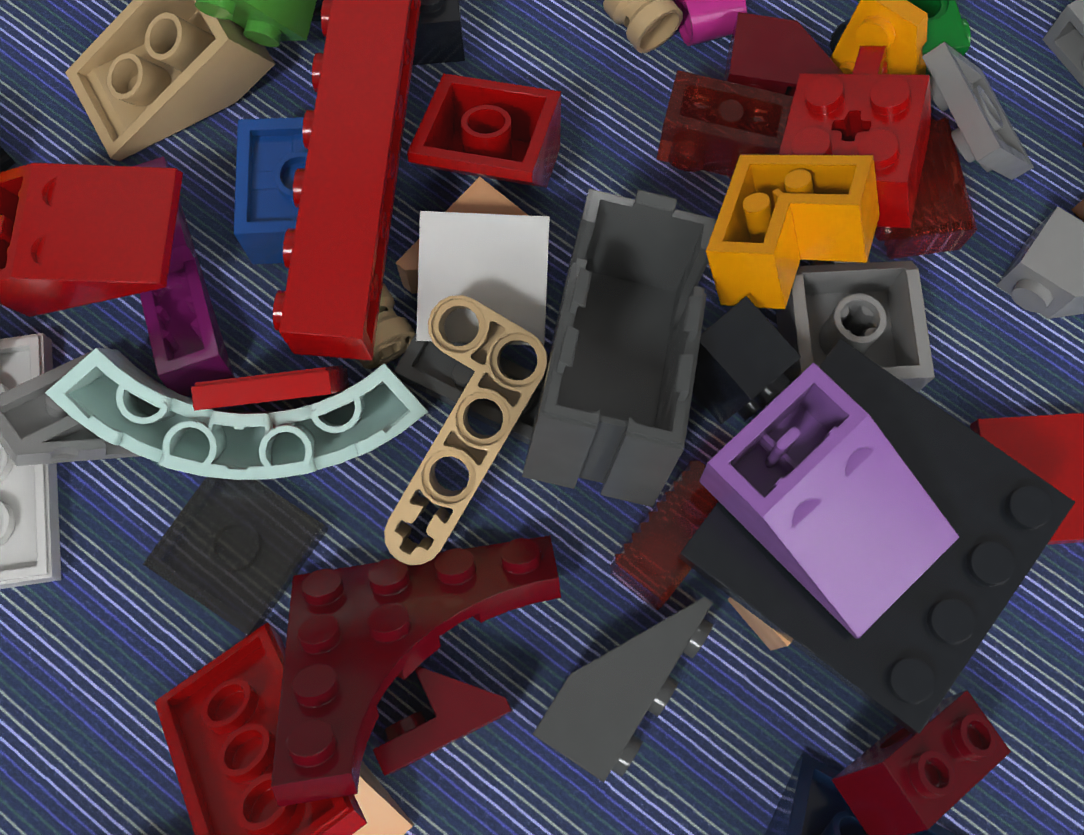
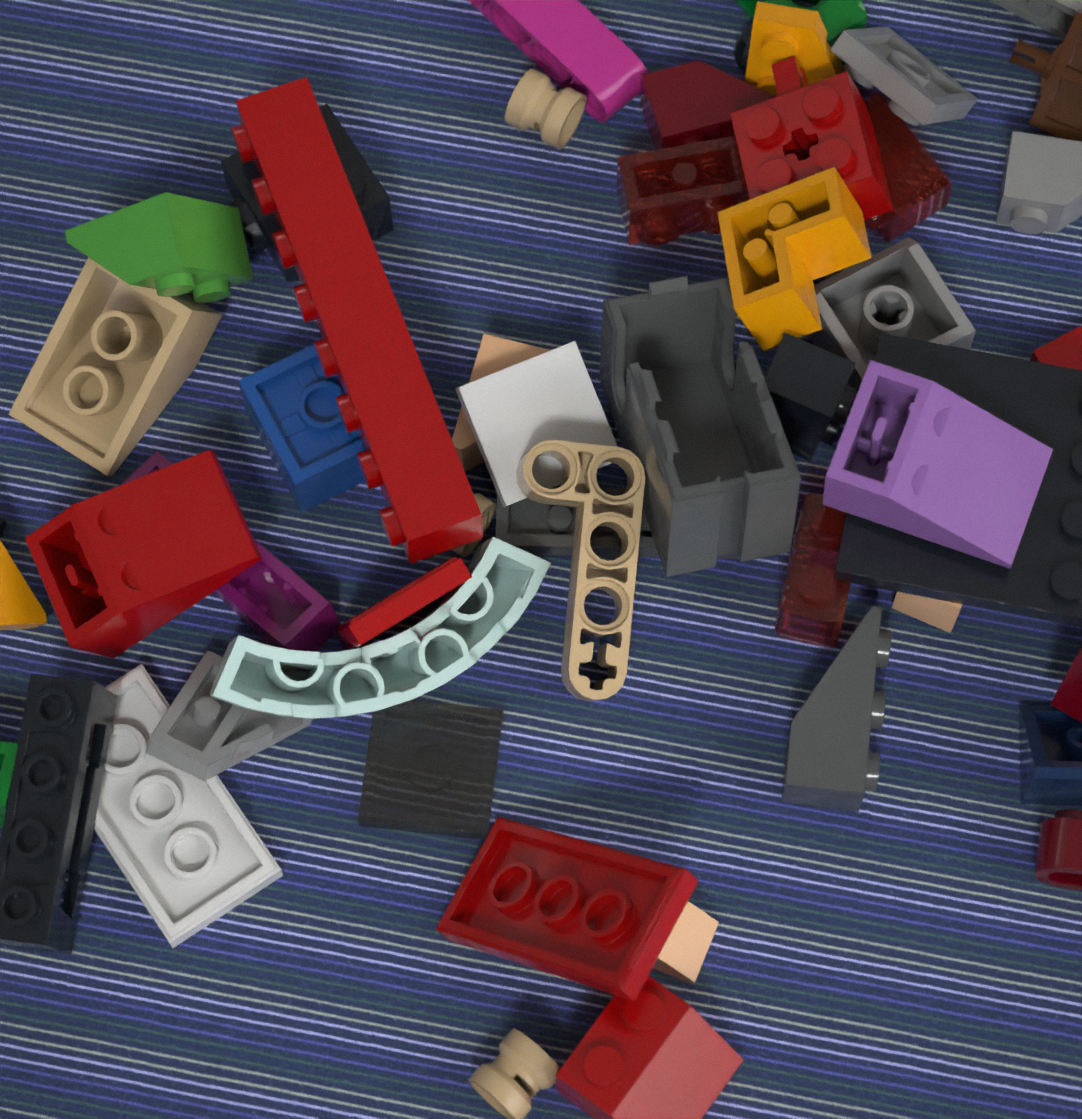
camera: 25 degrees left, 5 degrees down
(376, 623) = (600, 765): dark red plate -> none
(458, 713) = (708, 805): dark red slope -> none
(490, 130) = (472, 285): red slope -> none

